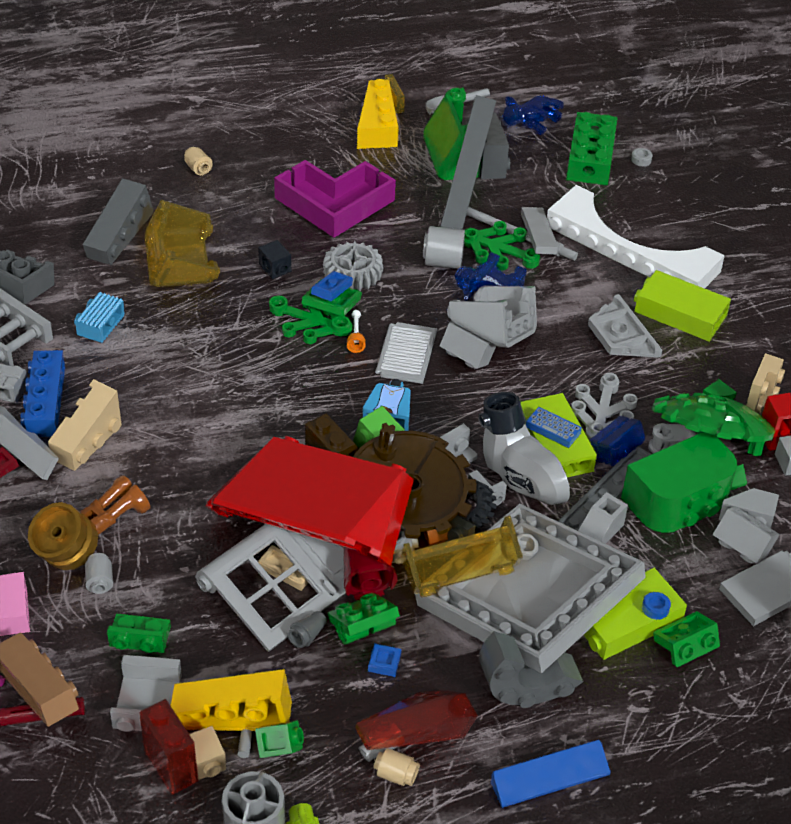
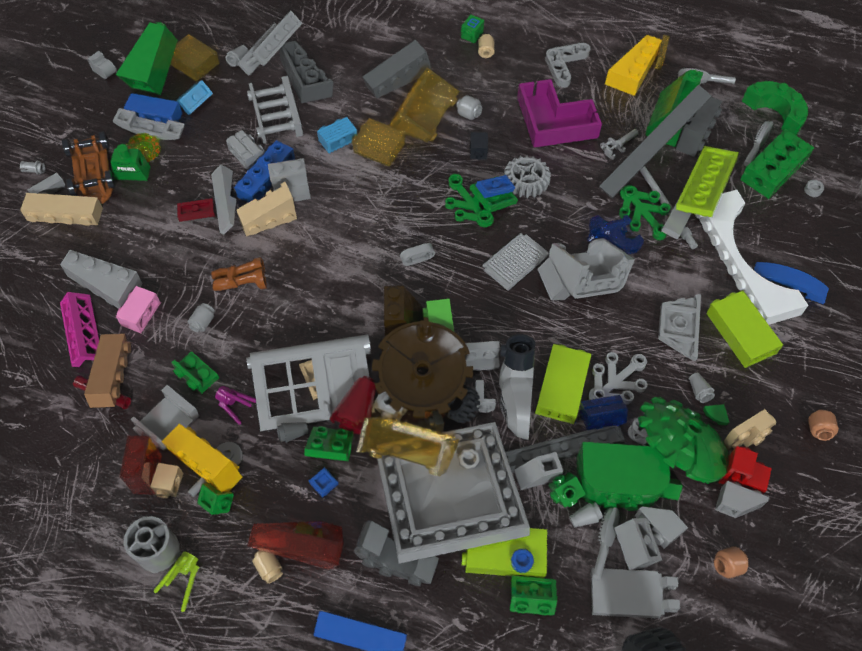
camera: 35 degrees right, 15 degrees up
(62, 536) = (194, 281): pearl gold wheel -> none
(80, 373) = (295, 176): none -> light grey panel
(155, 304) = (378, 142): none -> clear yellow brick
(167, 150) = (472, 28): none -> green brick
(202, 633) = (229, 396): none -> magenta plant
(232, 226) = (469, 107): none -> light grey head
(284, 142) = (578, 51): none -> light grey beam
(298, 392) = (417, 254): none -> light grey beam
(320, 496) = (352, 349): red windscreen -> none
(356, 337) = (485, 235): orange hinge -> none
(393, 398) = (468, 297): torso -> none
(414, 200) = (617, 144): none -> light grey piece
(443, 247) = (598, 193): light grey piece -> none
(532, 112) = (753, 112): clear blue animal -> none
(543, 189) = (707, 181): none -> lime plate
(553, 86) = (781, 99): none -> green brick
(553, 427) = (561, 378): blue tile -> none
(557, 138) = (761, 139): none -> light grey piece
(641, 525) = (566, 490): none -> green brick
(677, 540) = (586, 515): none -> light grey cone
(687, 375) = (701, 388): none -> light grey cone
(691, 240) = (793, 278): none -> blue slope
(712, 549) = (607, 538): none -> light grey piece

